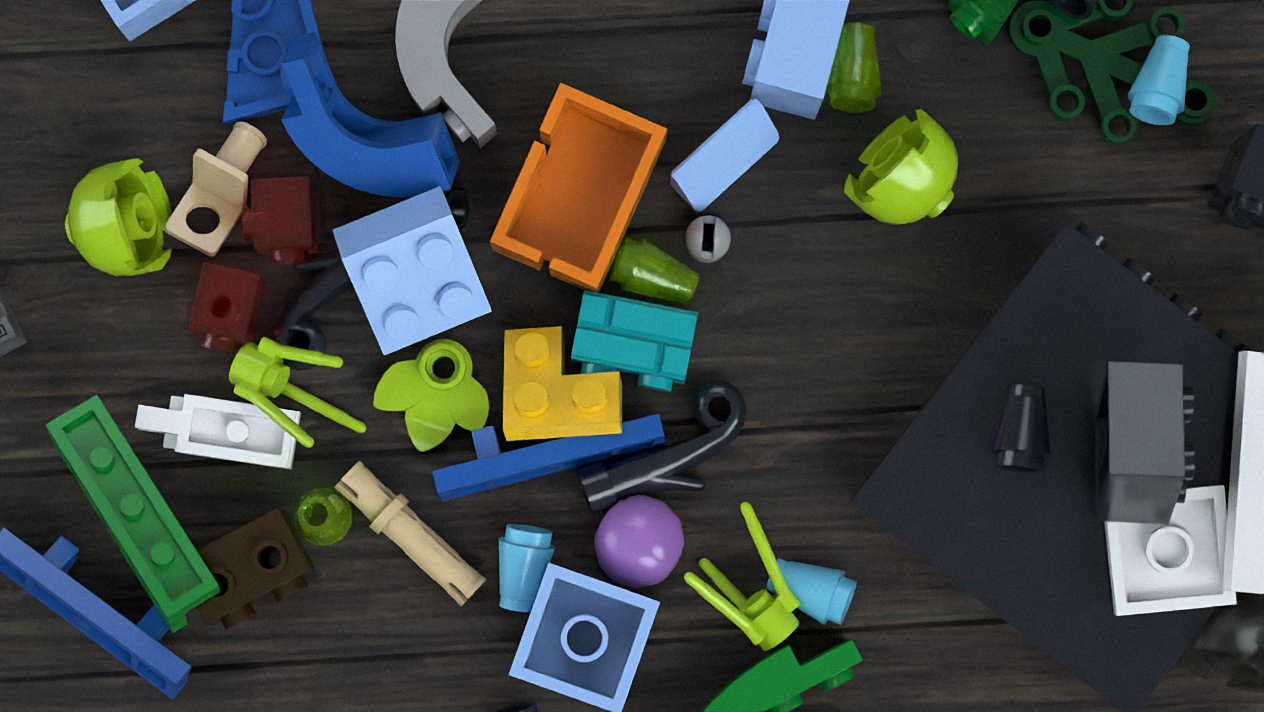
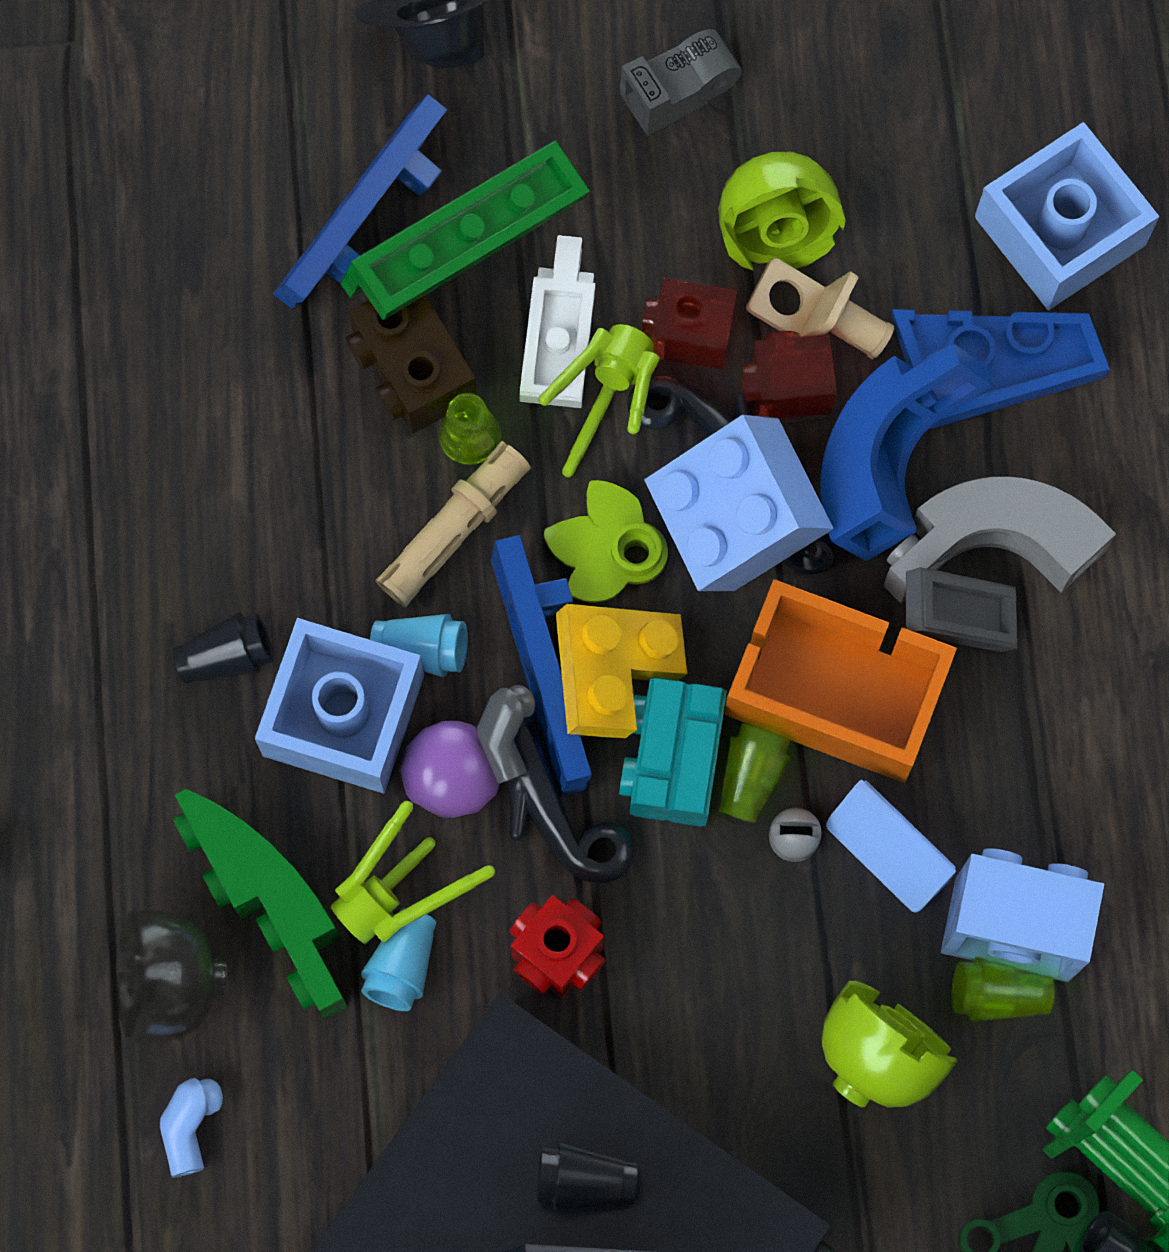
camera: 90 degrees right, 10 degrees down
(515, 78) = (961, 609): none -> dark grey tile
(611, 493) = (499, 727): none -> dark grey arm
(791, 466) = (561, 969): none -> red brick

